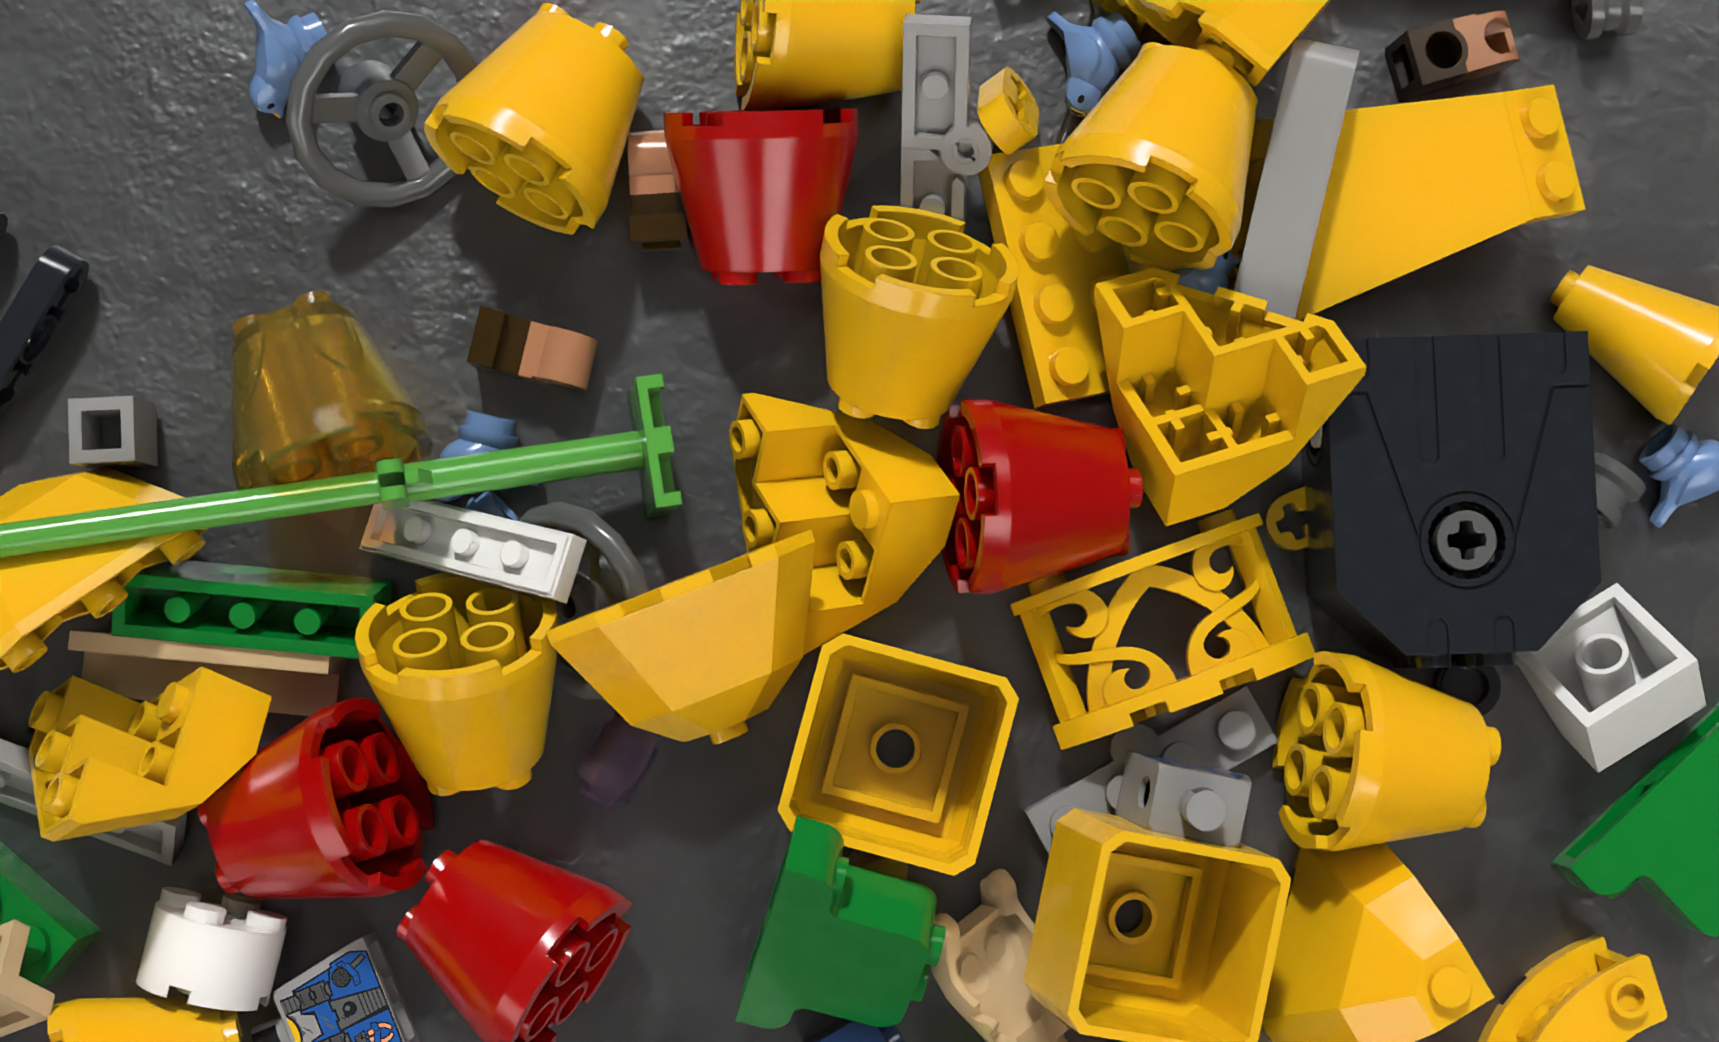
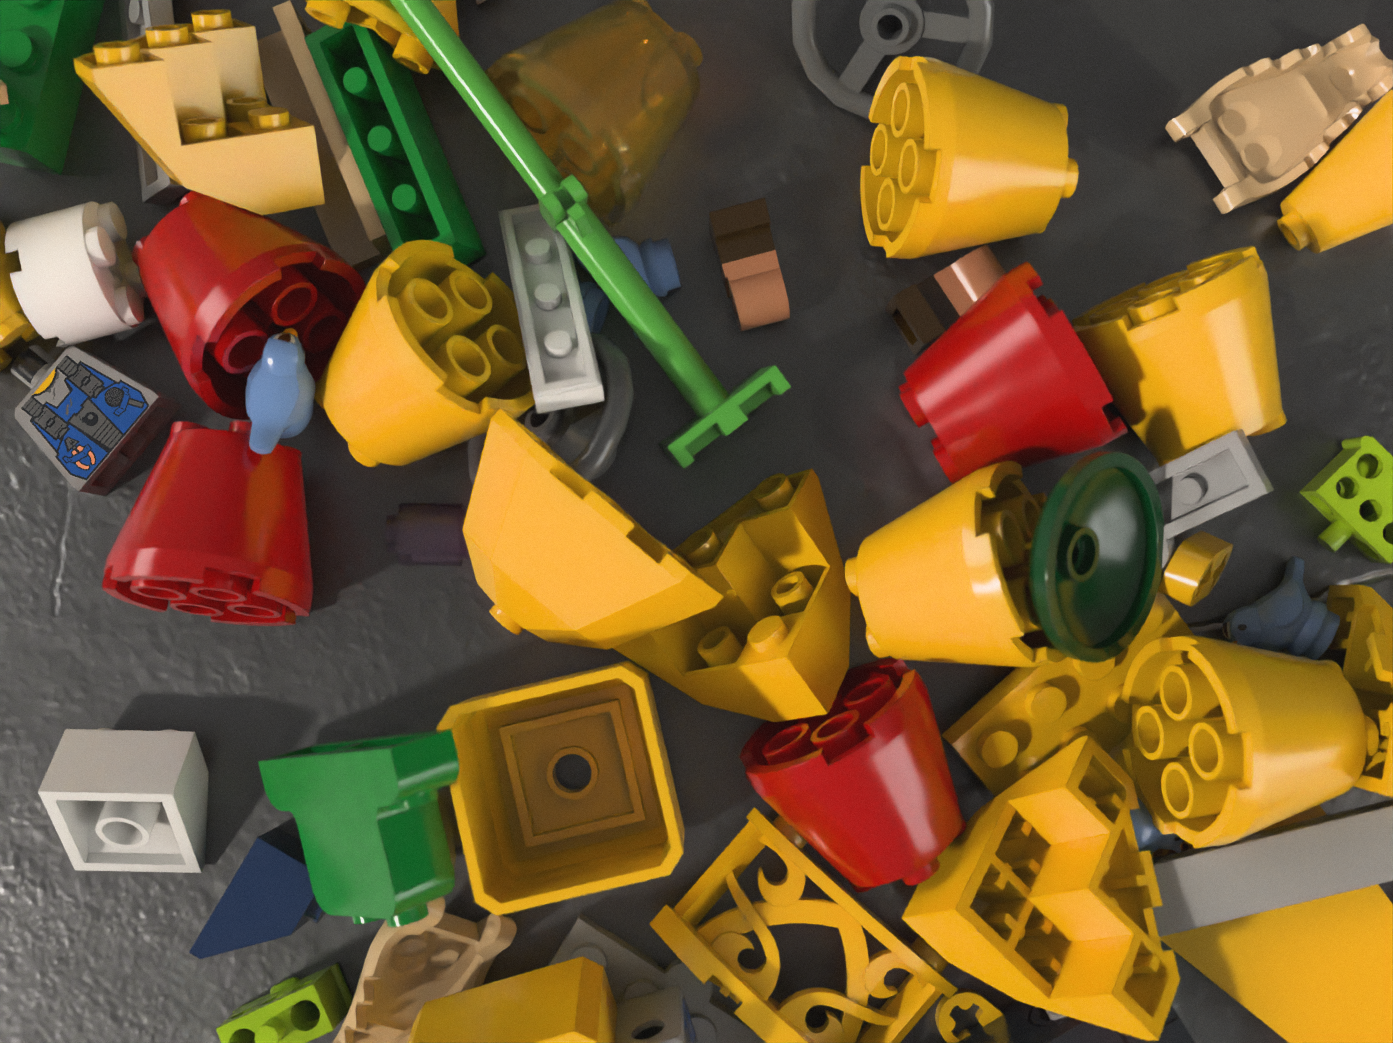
camera: 70 degrees right, 0 degrees up
(422, 821) = (279, 392): none -> medium blue animal
(947, 194) = (1097, 556): none -> dark green dish

